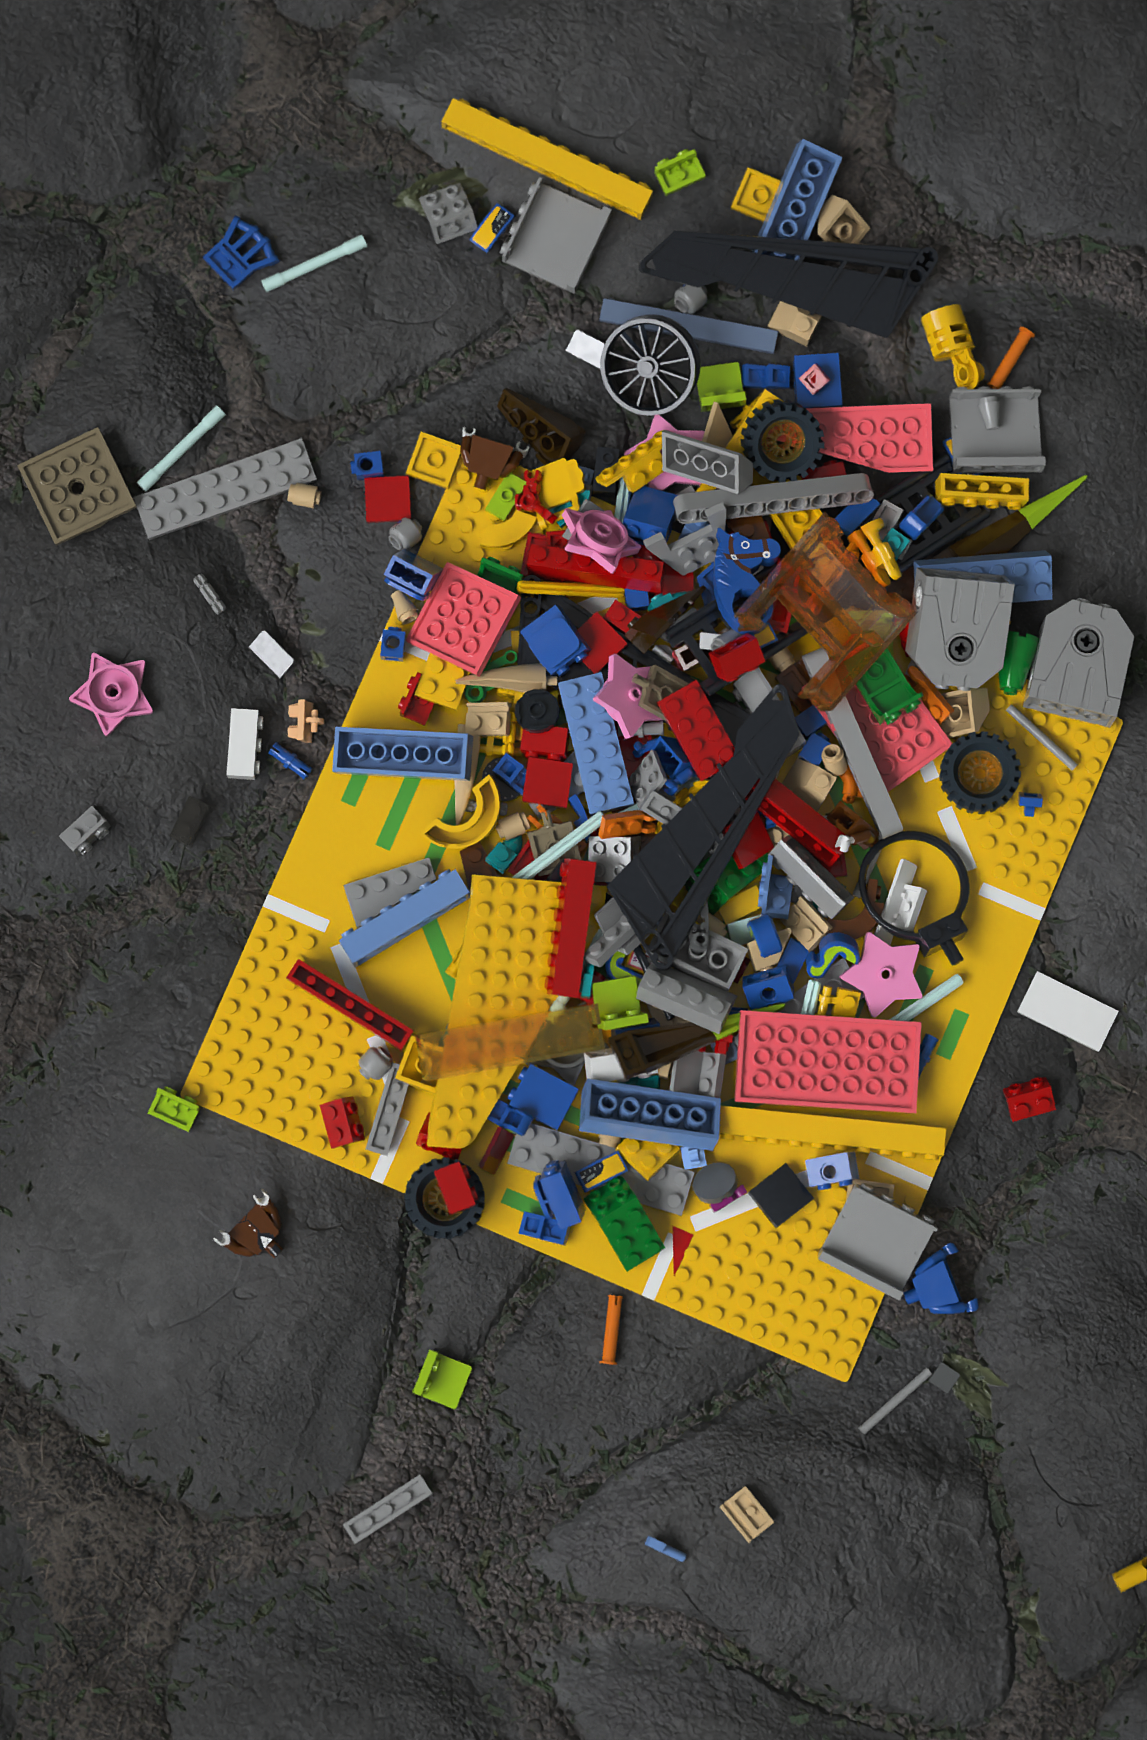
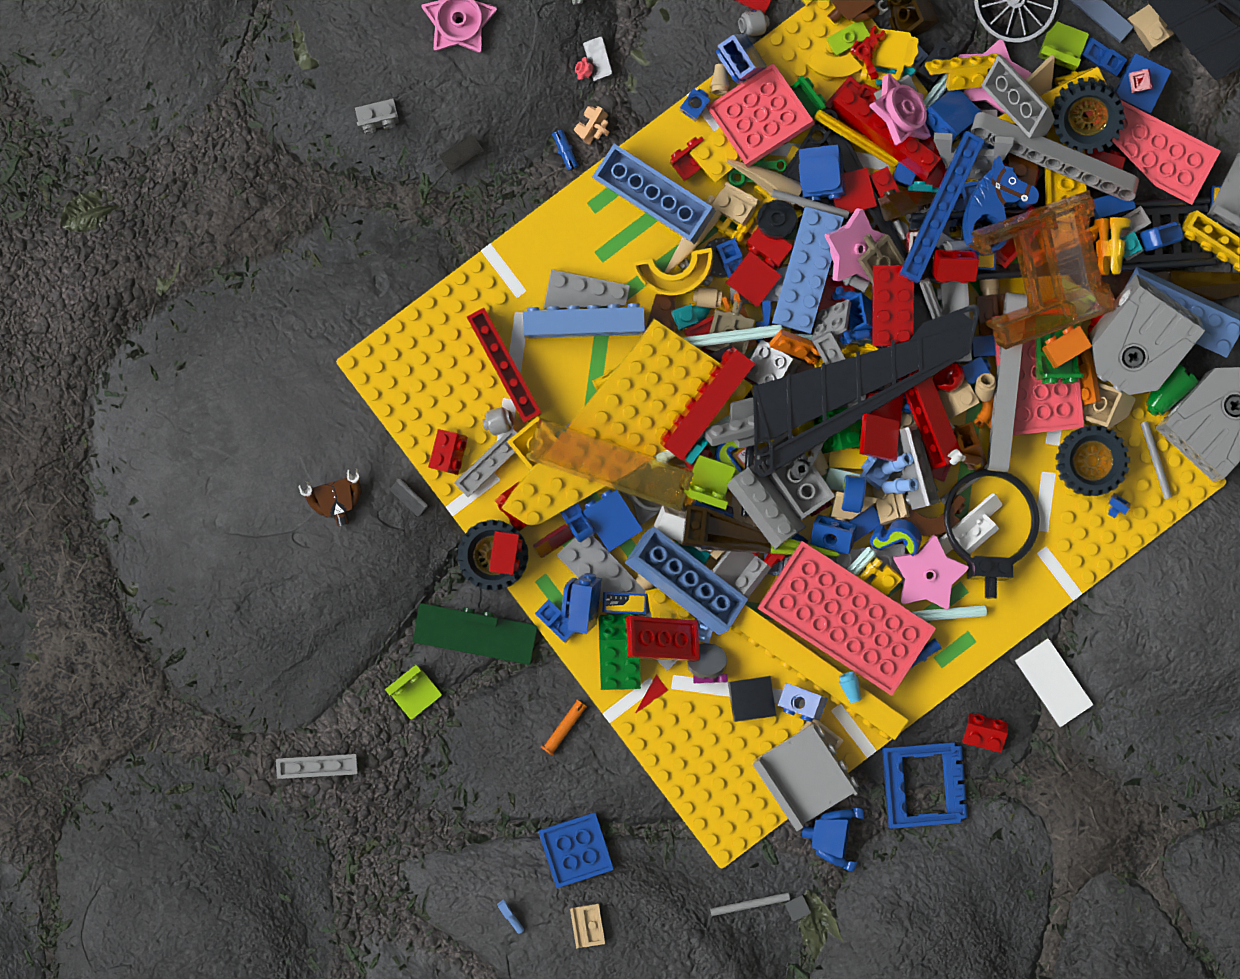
camera: 25 degrees right, 5 degrees up
(174, 1109) = (325, 369): lime bracket -> none
(244, 744) = (537, 117): white brick -> none
(263, 671) = (583, 68): none -> coral plate
(328, 1189) = (408, 497): none -> flat silver slope
(470, 1287) = (474, 633): none -> dark green bracket
(553, 679) = (809, 203): none -> light grey bar
(659, 1184) = (662, 638): none -> red plate
(691, 608) = (941, 207): none -> blue plate
(692, 1445) = (575, 850): none -> blue plate
(731, 702) = (930, 298): none -> light grey axle
(758, 866) = (879, 437): none -> red tile
(791, 882) = (898, 465): none -> light blue pin
(794, 770) = (949, 378): none -> red hair
(806, 902) = (900, 486): none -> light blue pin
(870, 1126) = (850, 686): none -> medium azure cone
(890, 675) = (1067, 346): none -> orange brick
(971, 1201) = (896, 785): none -> blue hinge

